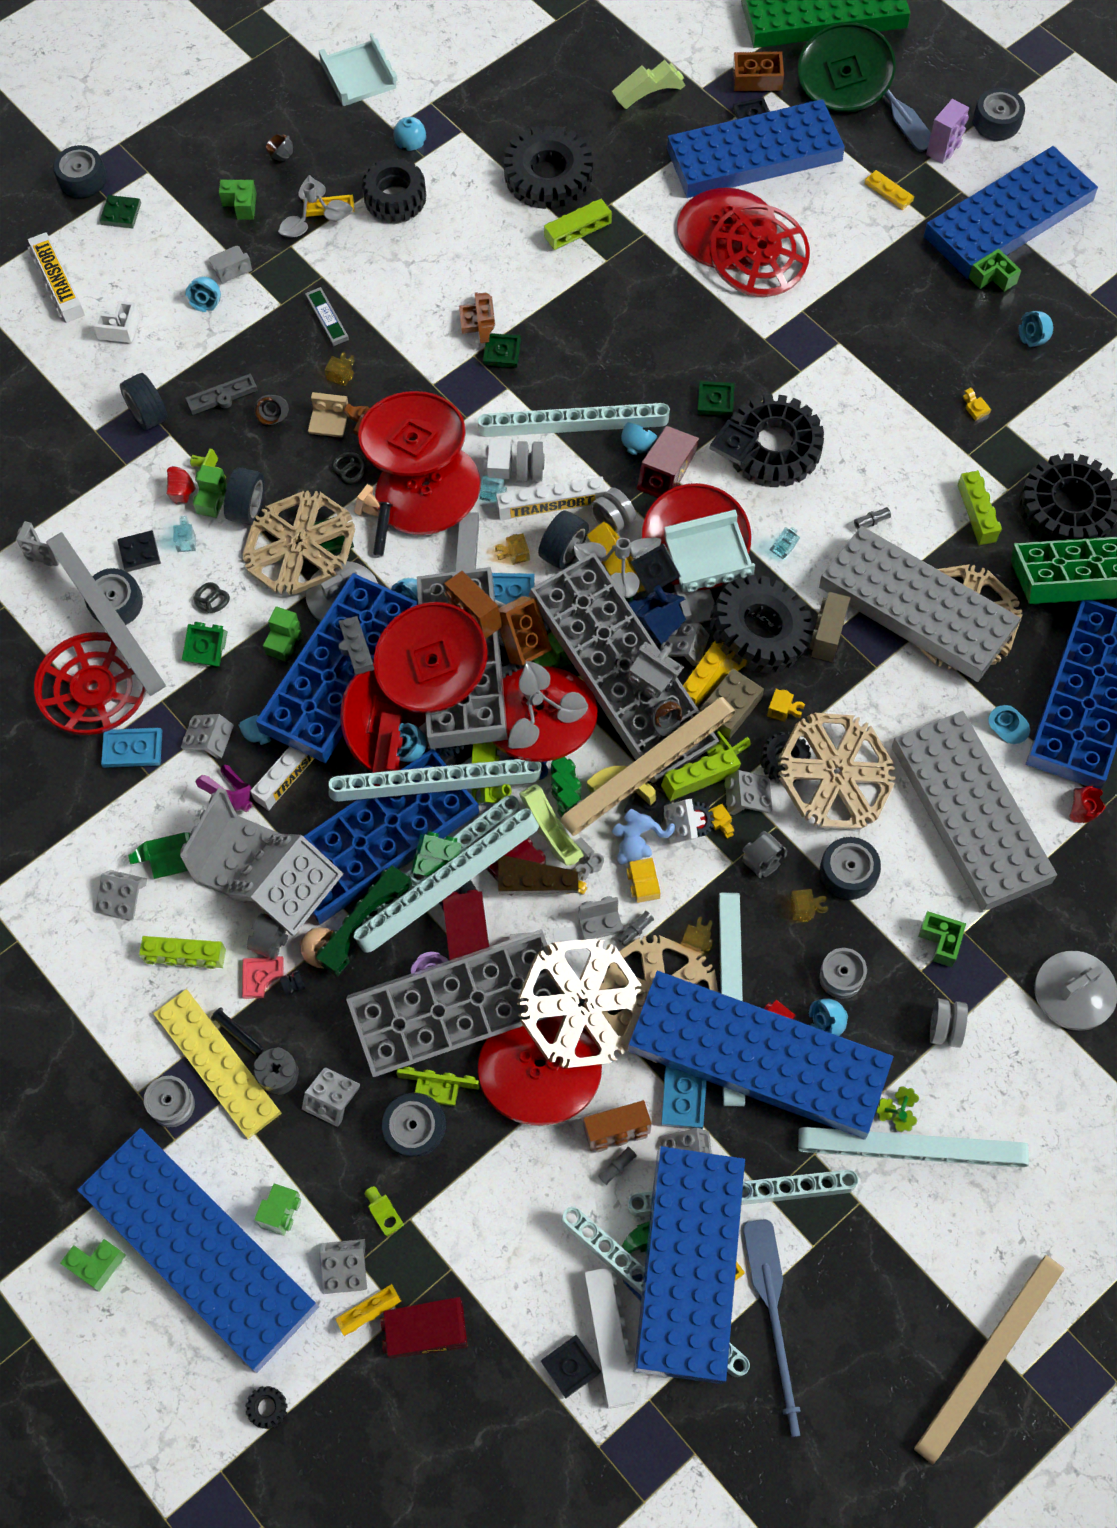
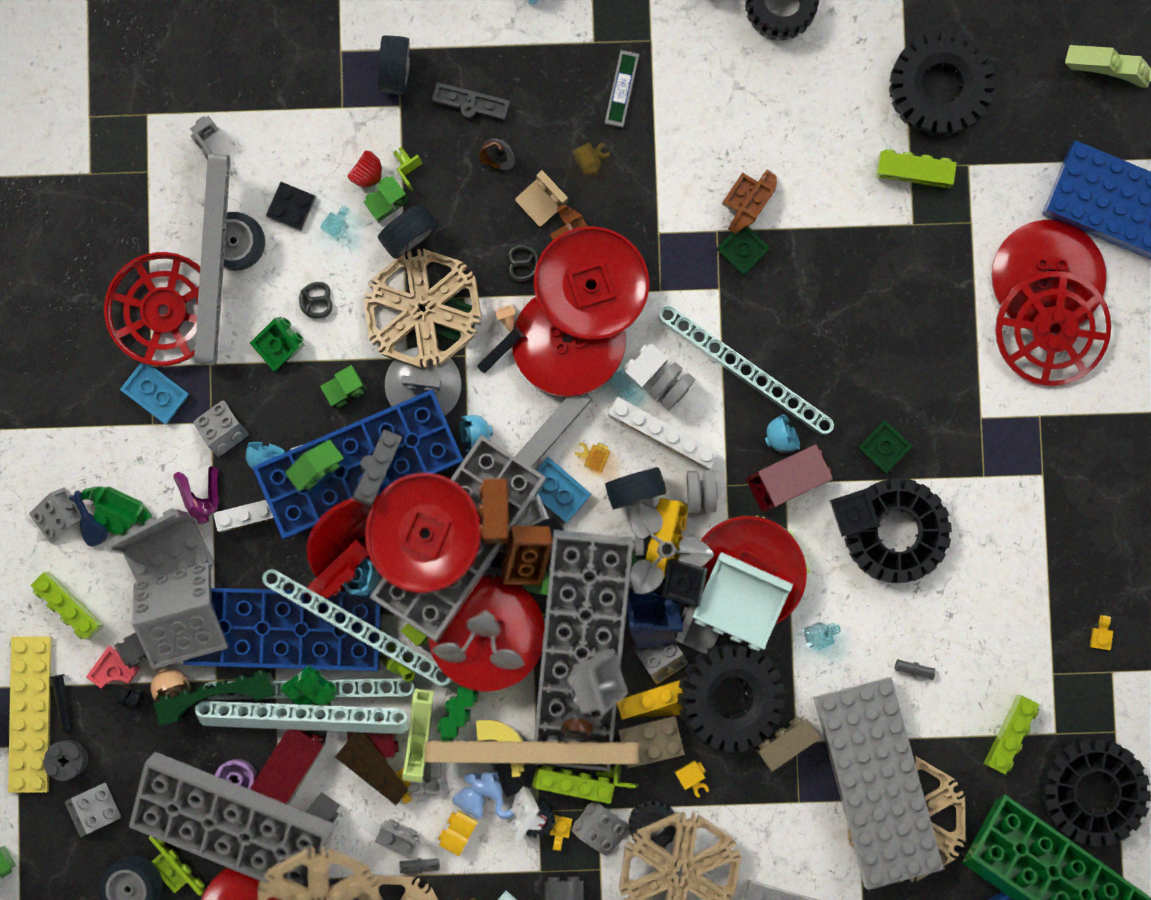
camera: 40 degrees right, 20 degrees up
(159, 882) = (91, 530): none -> dark blue piece
(303, 677) = (314, 465): none -> bright green brick

